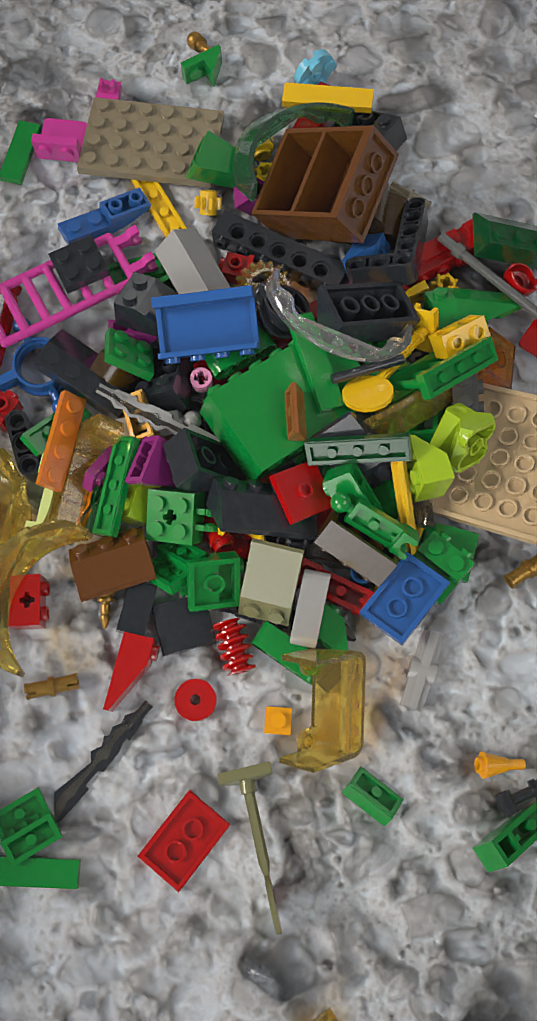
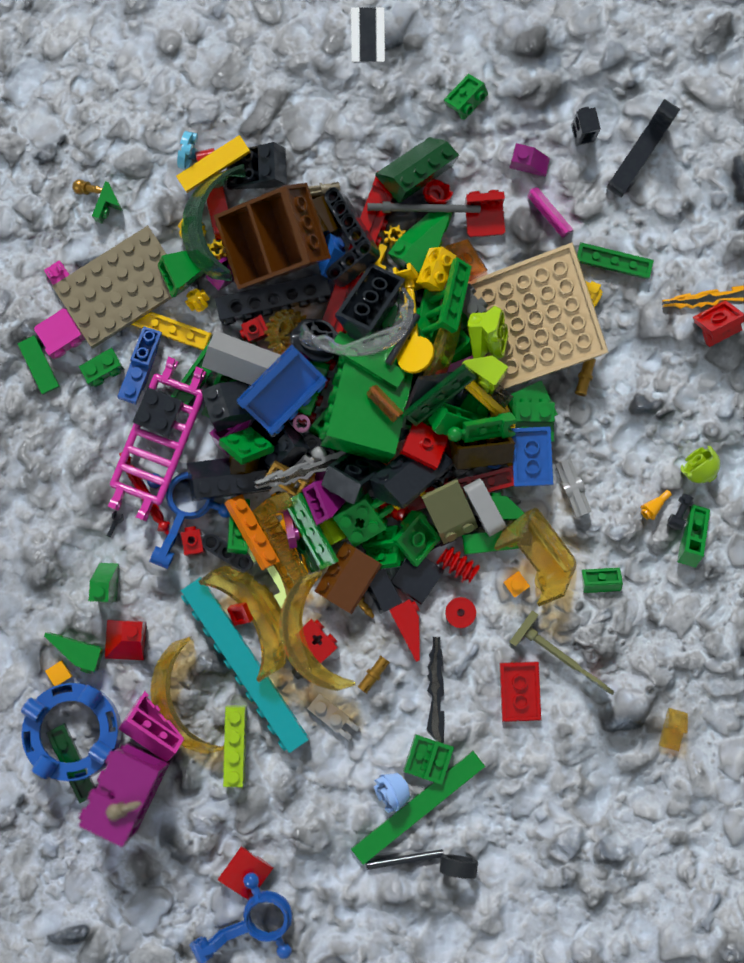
camera: 45 degrees left, 10 degrees up
(70, 196) = (101, 367): none -> green bracket

